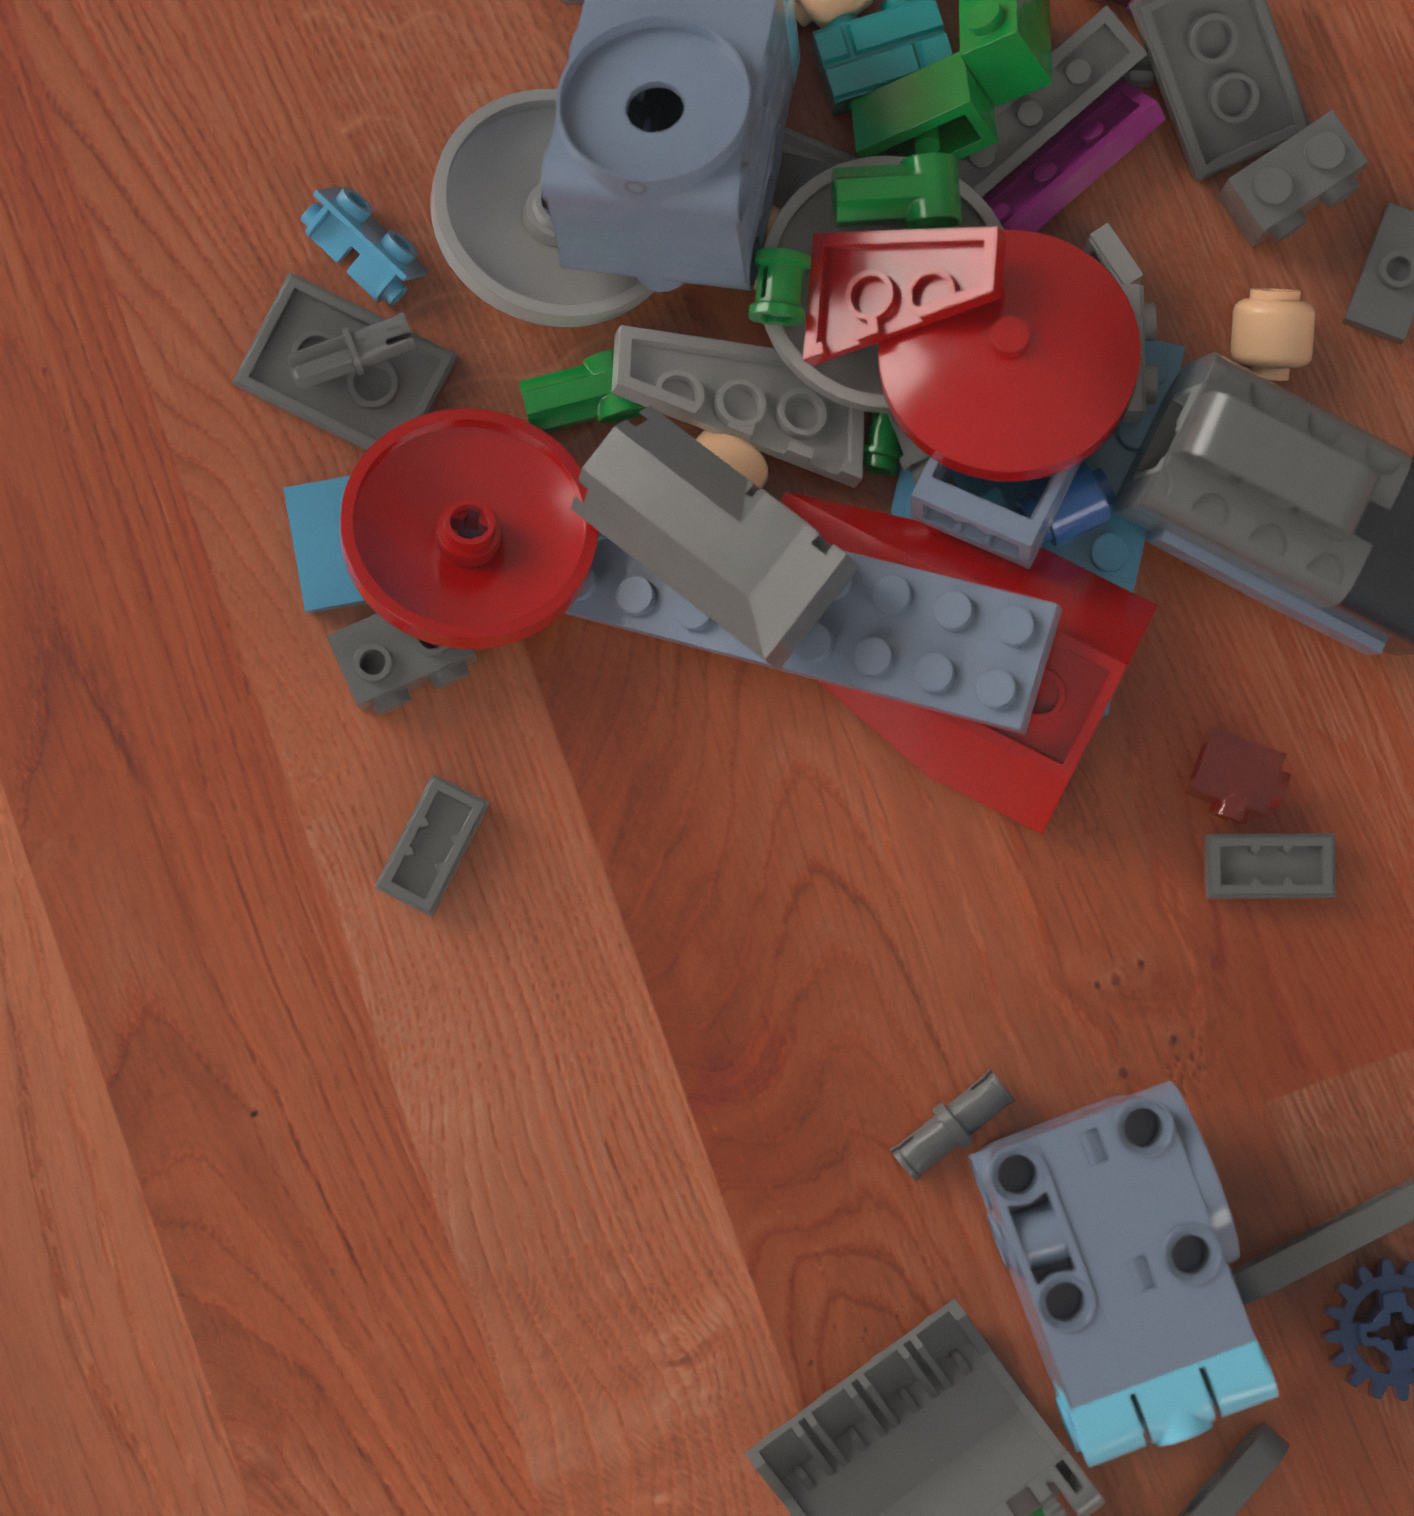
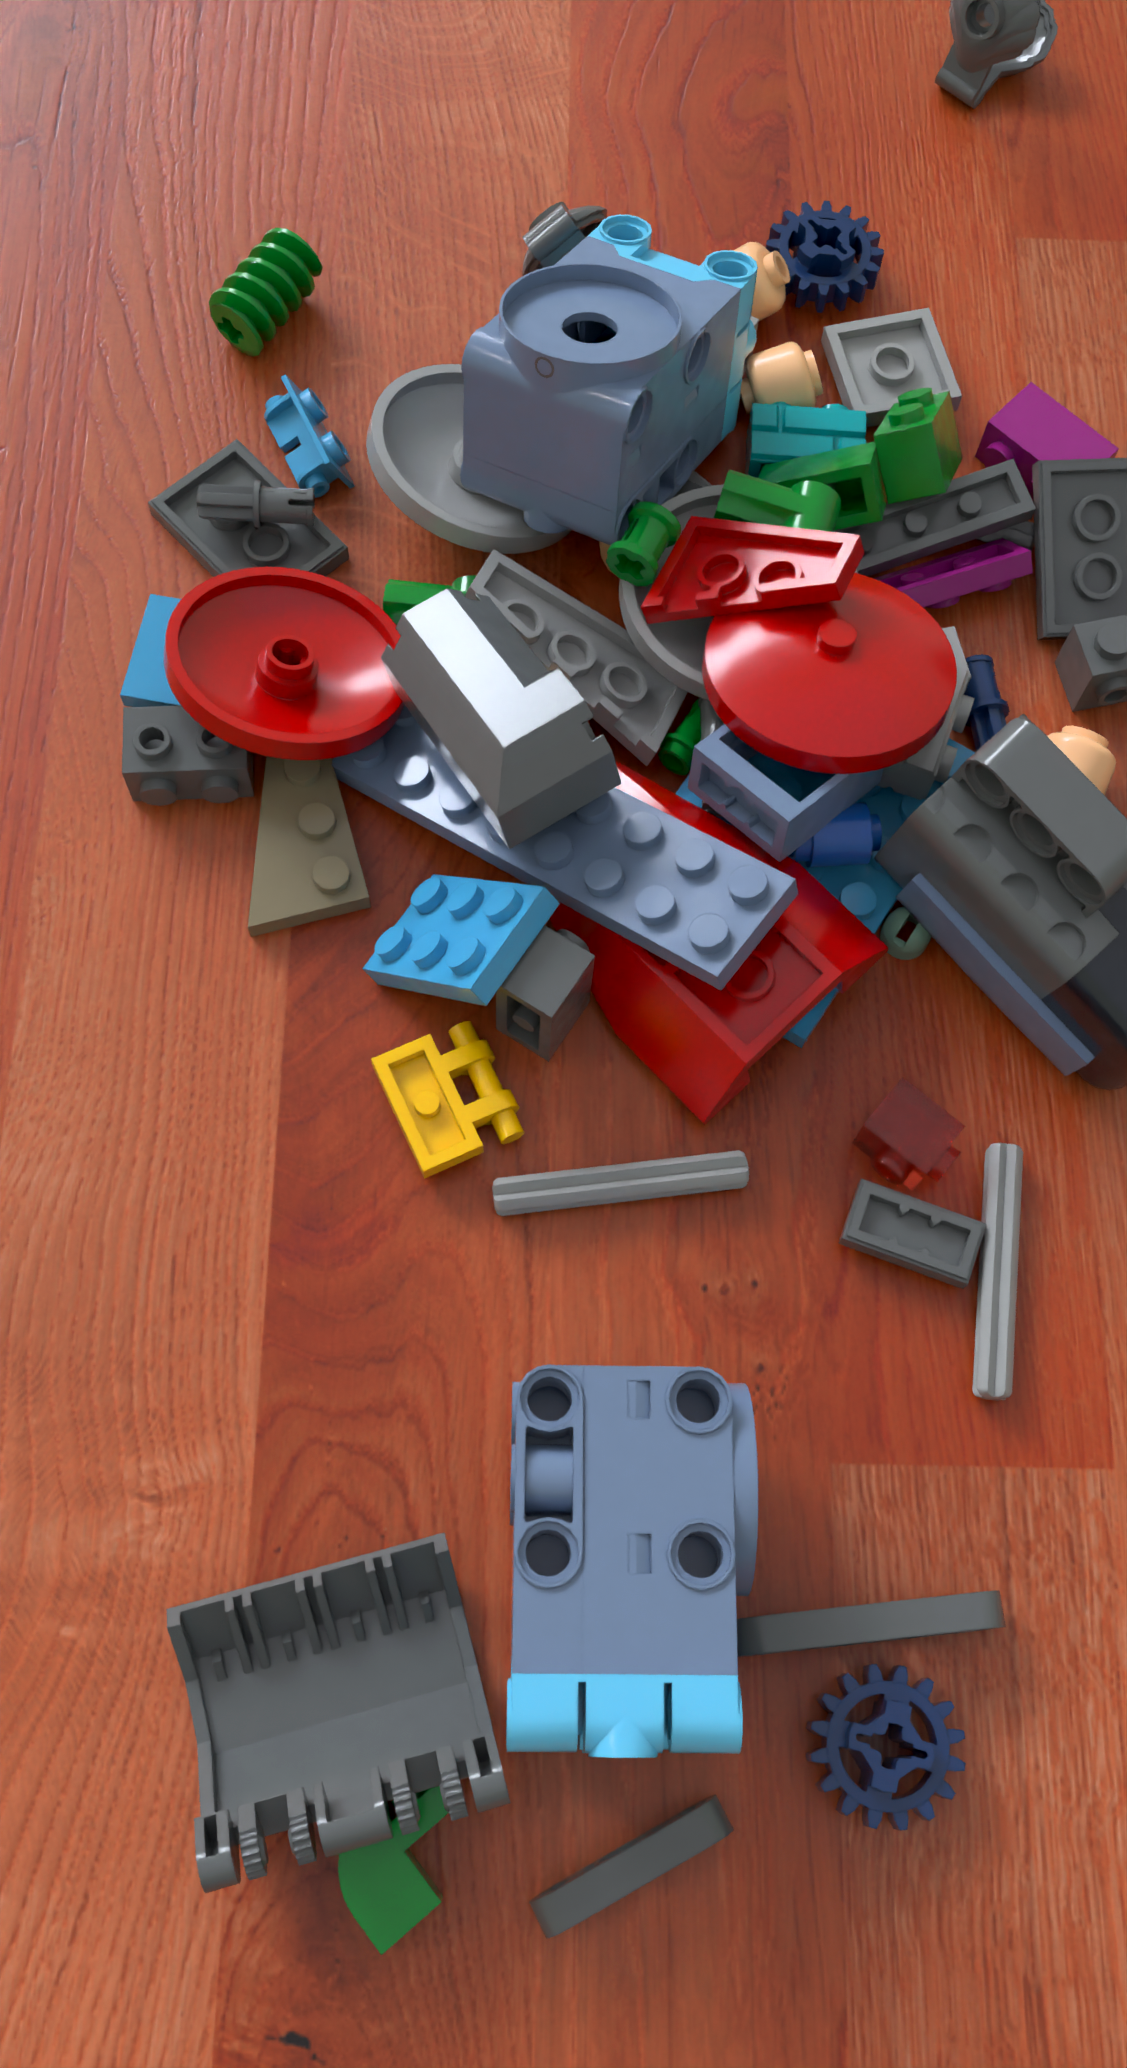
camera: 15 degrees right, 15 degrees down
(240, 86) = (264, 290): none -> green piece
(432, 845) = (136, 926): dark grey plate -> none
(558, 709) = (303, 849): none -> dark tan wing
(753, 752) = (460, 937): none -> dark azure plate
(783, 915) = (429, 1106): none -> yellow plate
(852, 770) = (546, 991): none -> dark grey brick
(952, 1125) = (510, 1361): dark grey pin -> none
(986, 919) = (620, 1183): none -> light grey axle
(1150, 567) = (898, 948): none -> sand green hinge
(1169, 294) = (988, 708): none -> dark blue axle
(1359, 868) = (998, 1272): none -> light grey axle

